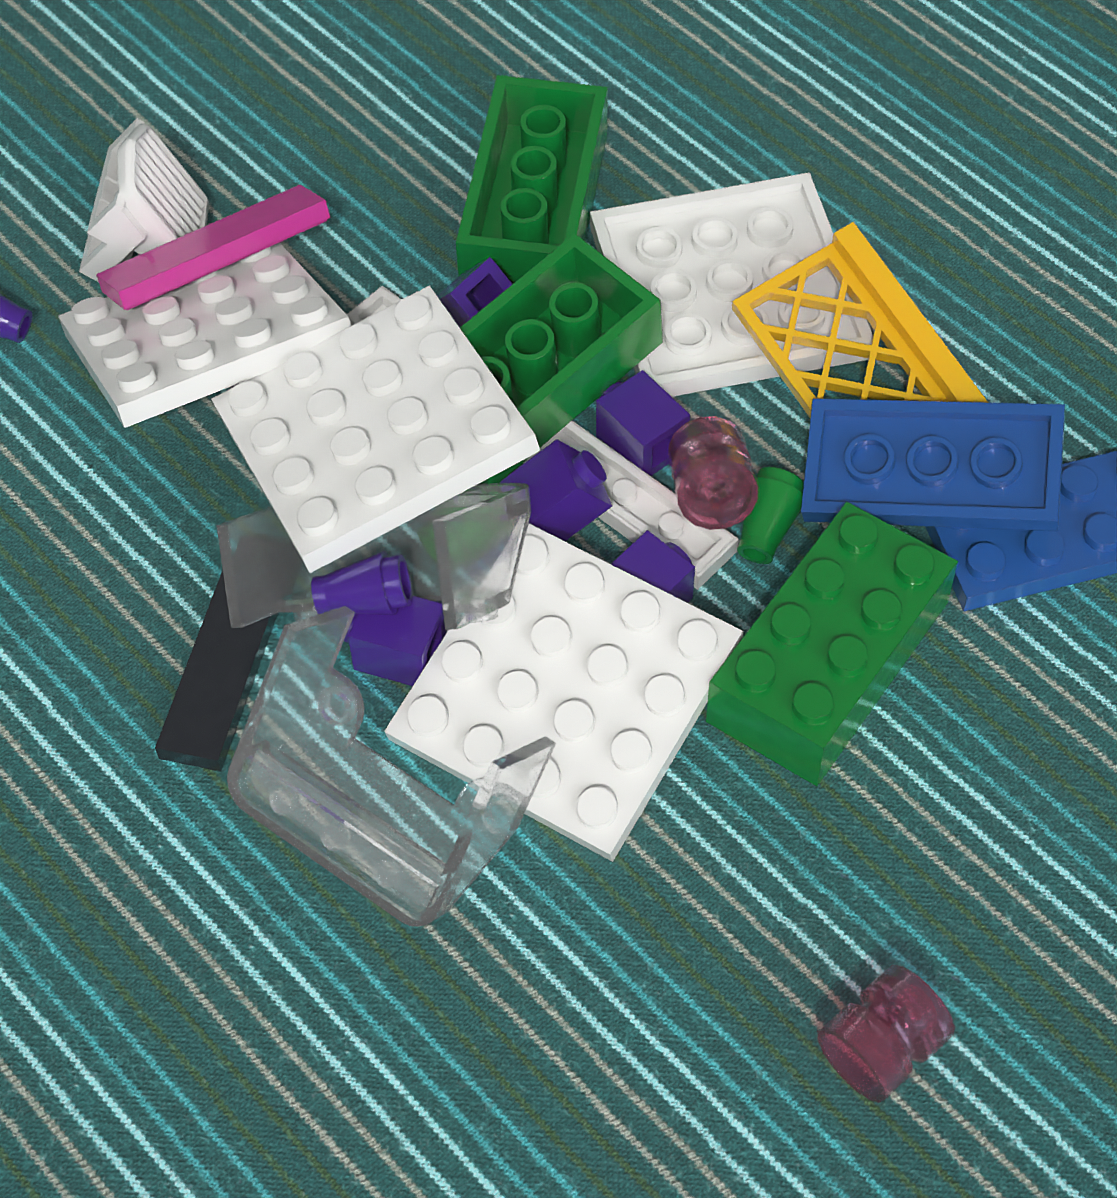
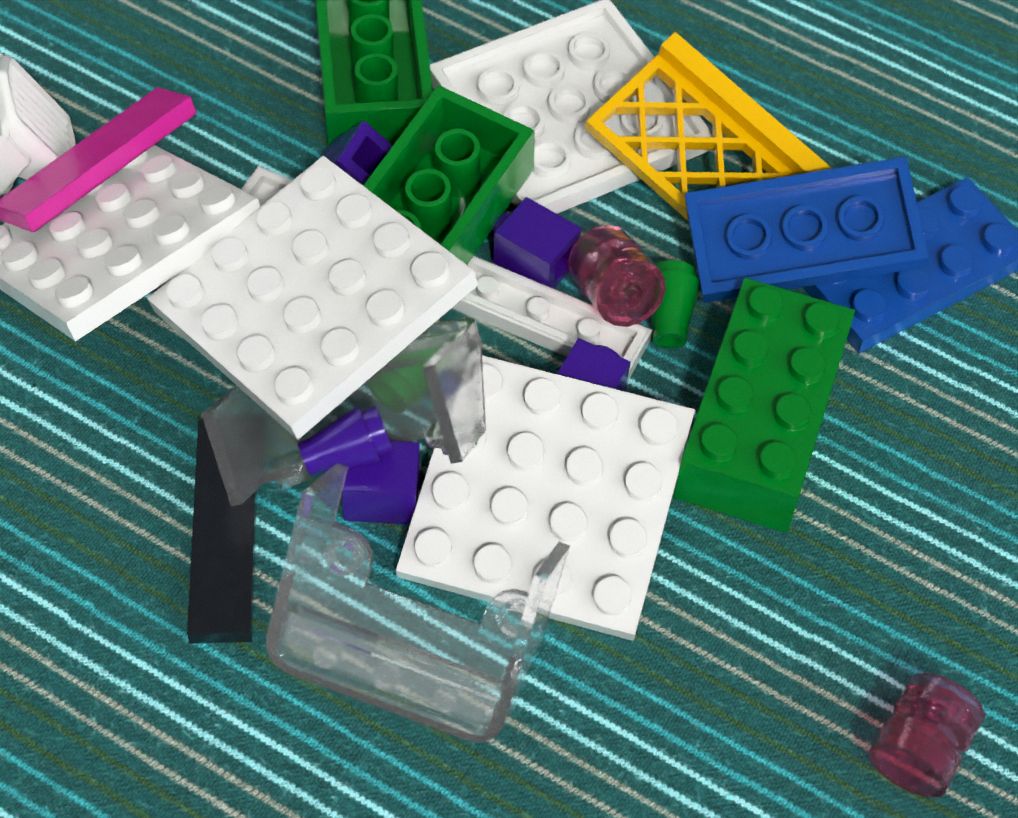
camera: 20 degrees left, 0 degrees up
(563, 489) = (497, 313): dark purple brick -> none

